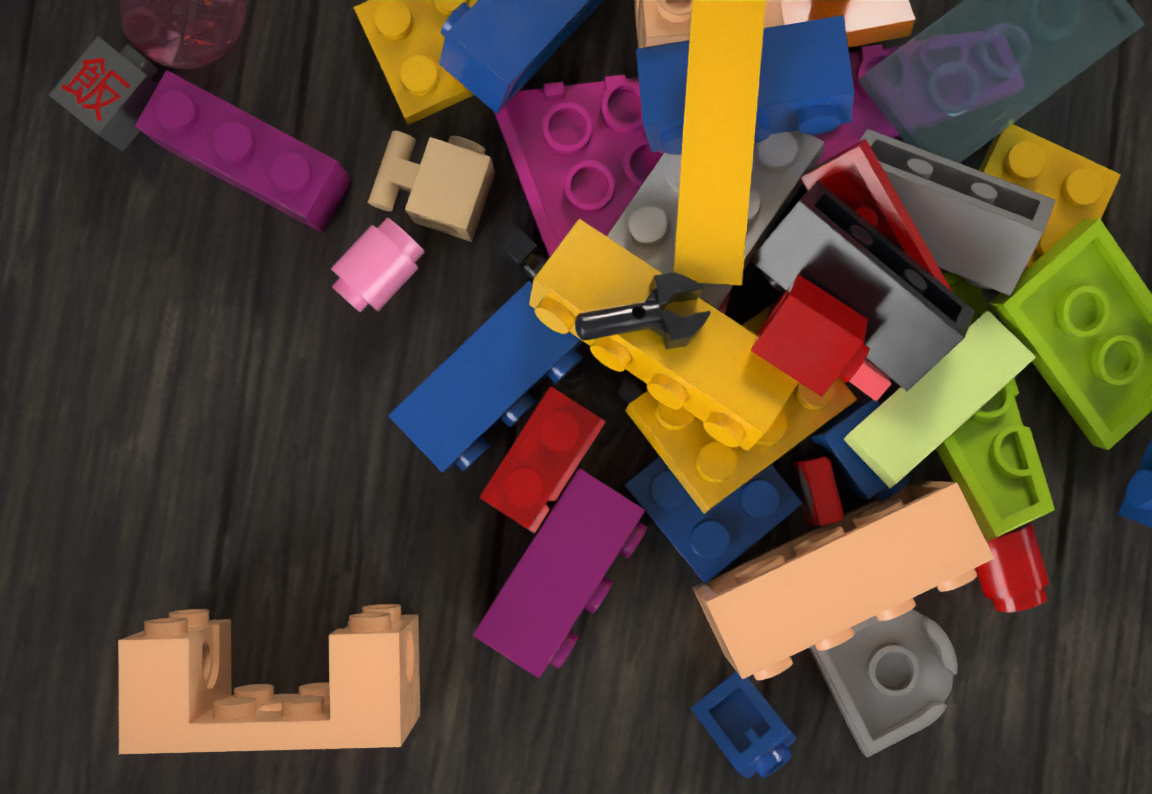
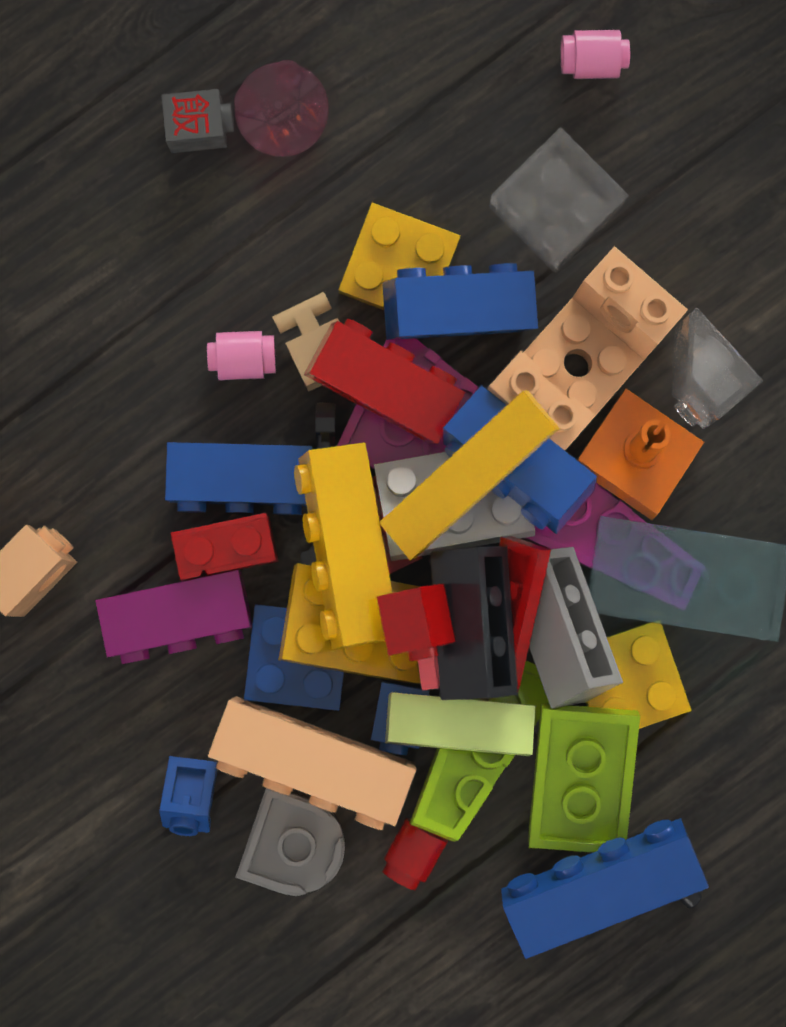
camera: 45 degrees right, 0 degrees up
(244, 151) = (233, 225): magenta brick -> none
(537, 146) = (385, 381): none -> red brick
(649, 314) = (346, 527): black bar -> none
(818, 490) = (353, 711): red tile -> none

